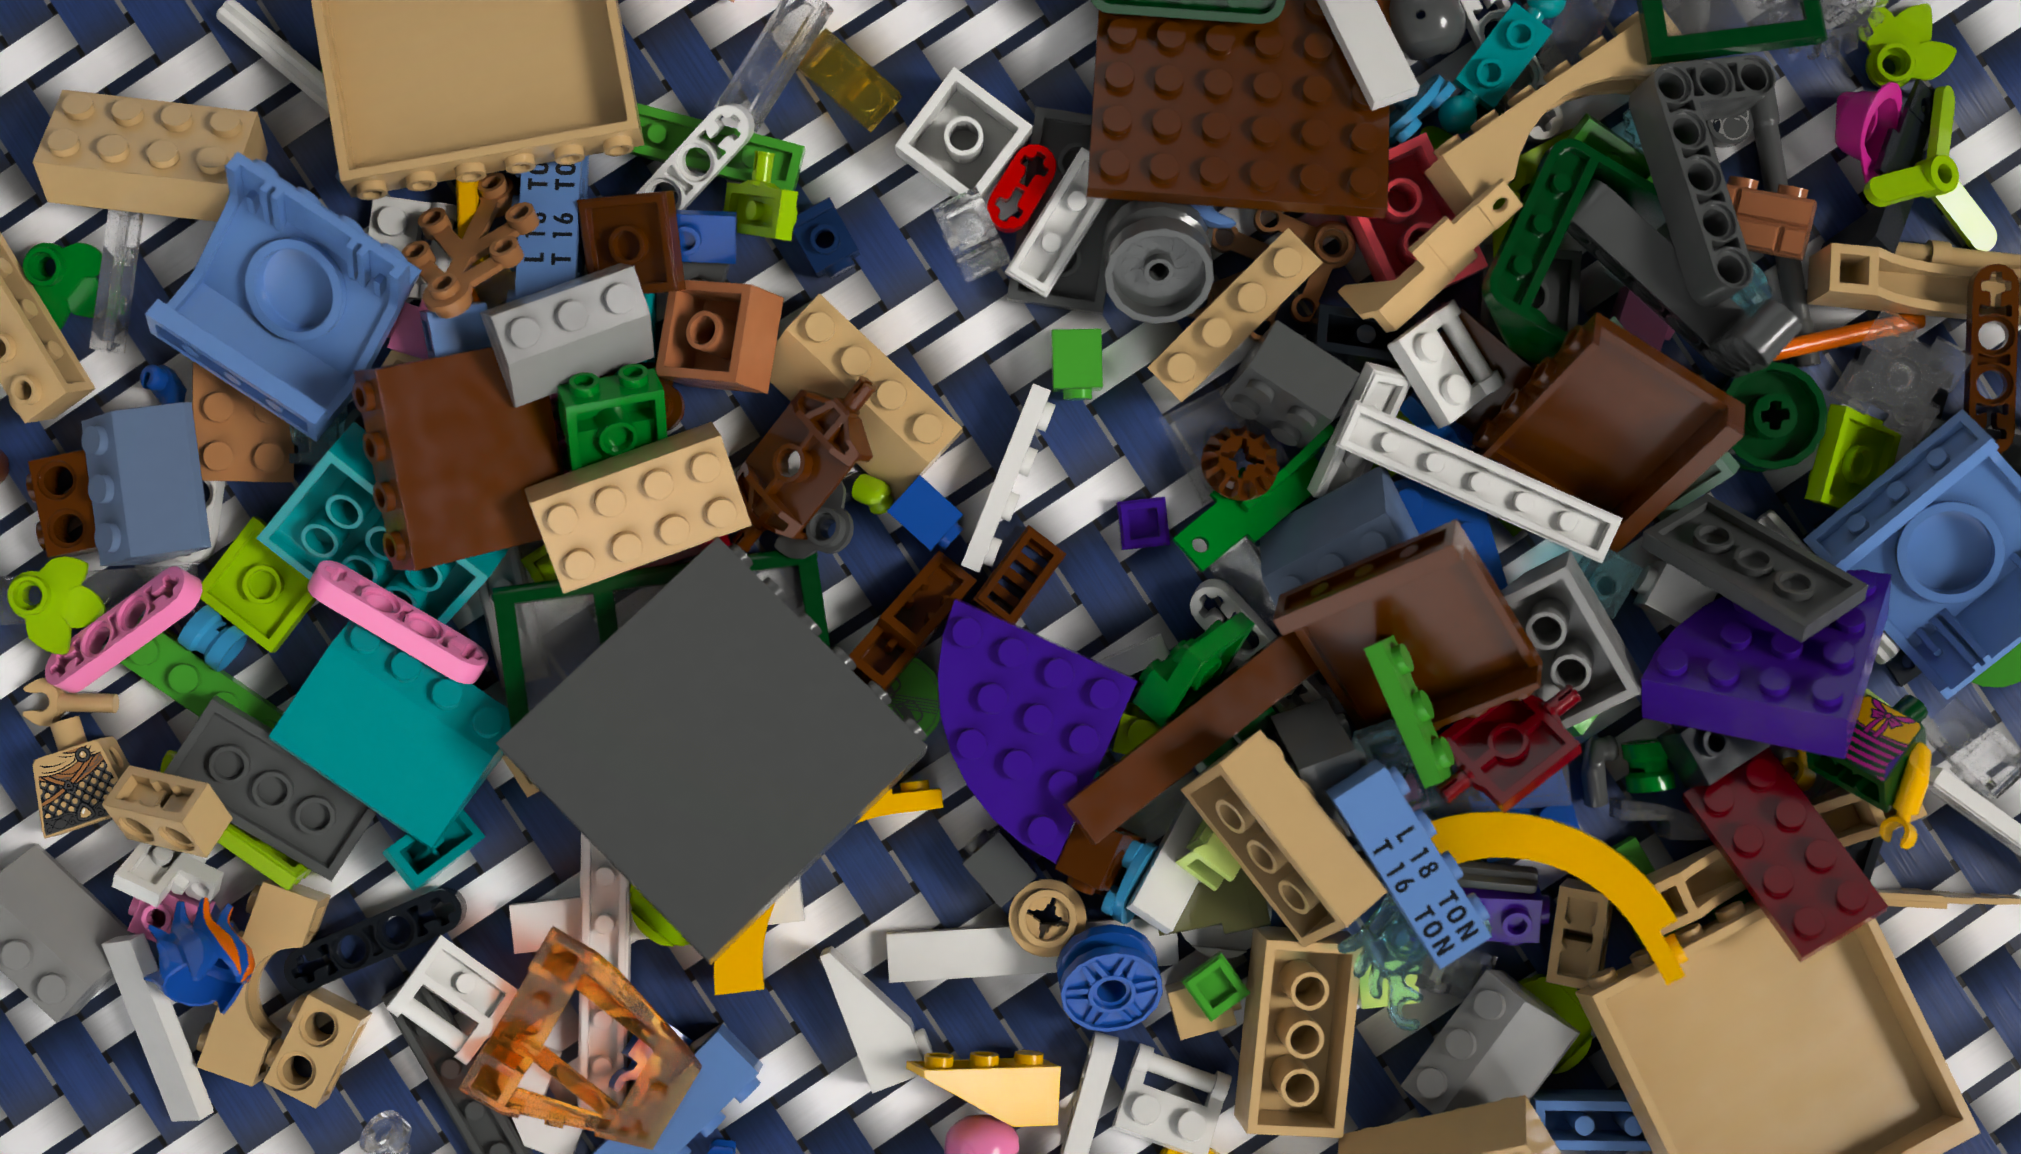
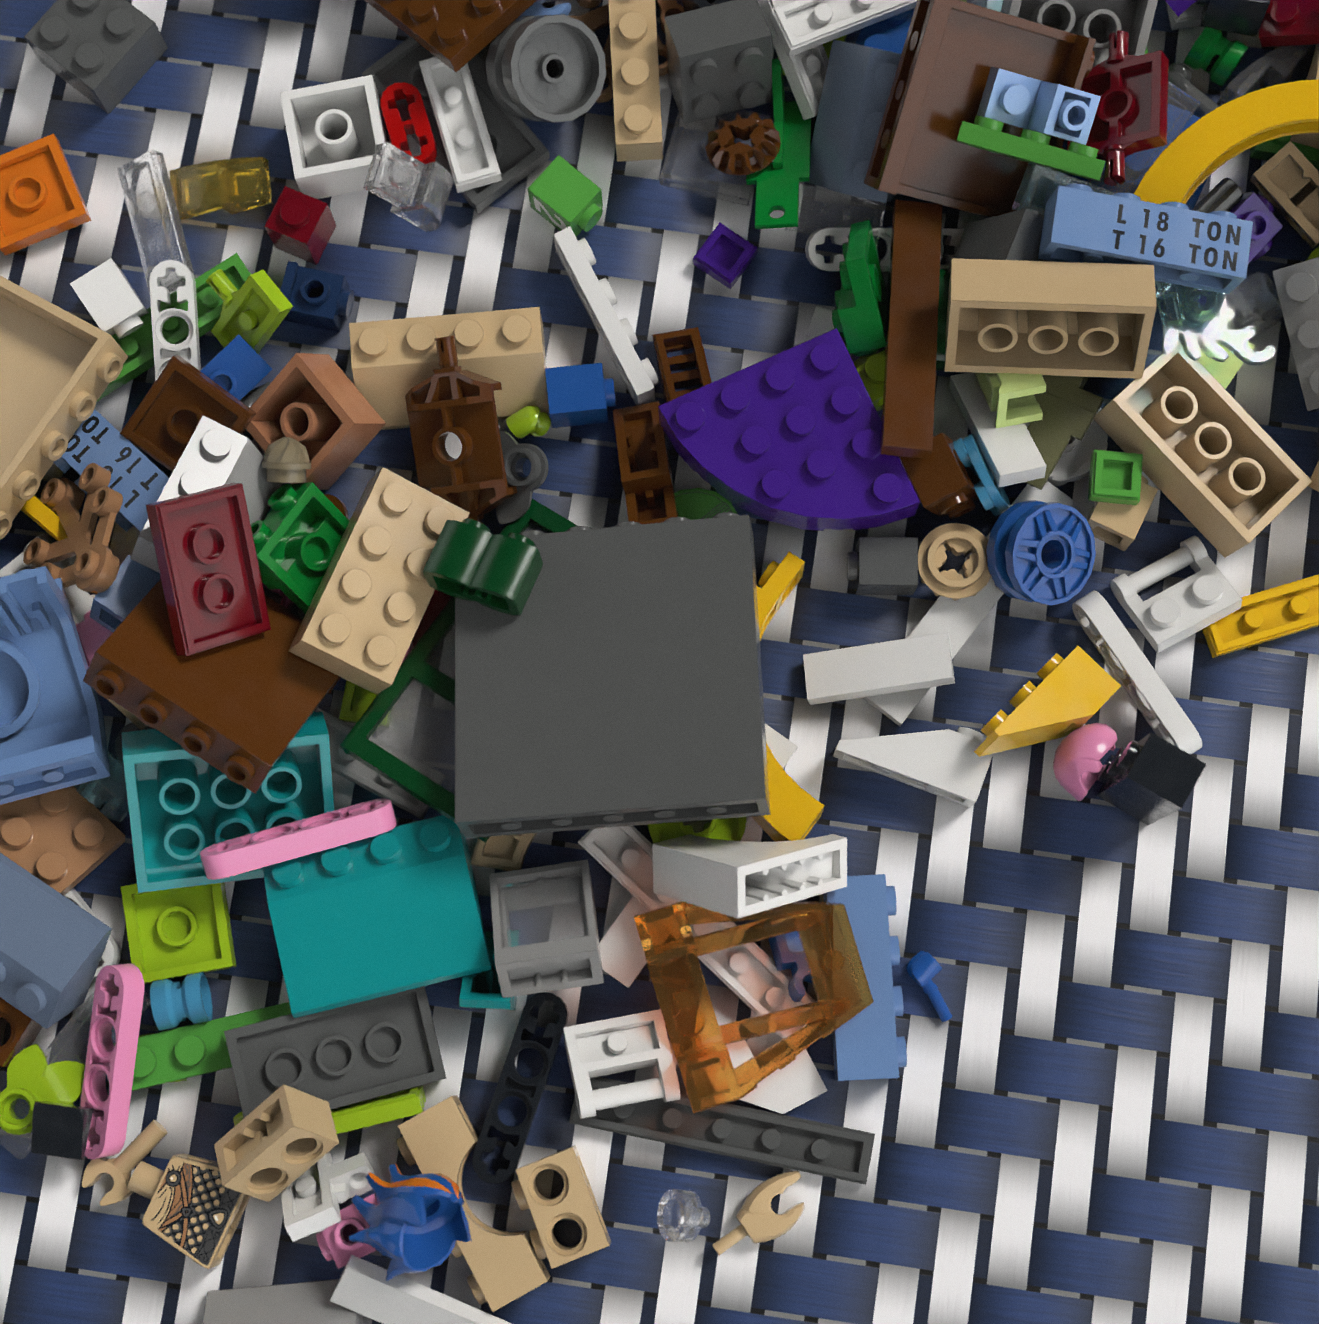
camera: 45 degrees left, 10 degrees down
(43, 641) = (60, 1129): none -> black slope
(496, 861) = (545, 929): none -> window
(519, 385) = (208, 568): none -> dark red tile
(652, 983) = (748, 876): none -> white arch
(661, 355) = (286, 461): none -> dark tan plate
(675, 90) = (110, 299): none -> white slope
(710, 584) = (484, 566): none -> dark green brick
(870, 175) = (300, 225): none -> dark red brick
(913, 931) = (878, 668): none -> white tile
(1454, 687) = (1038, 105): none -> light blue slope

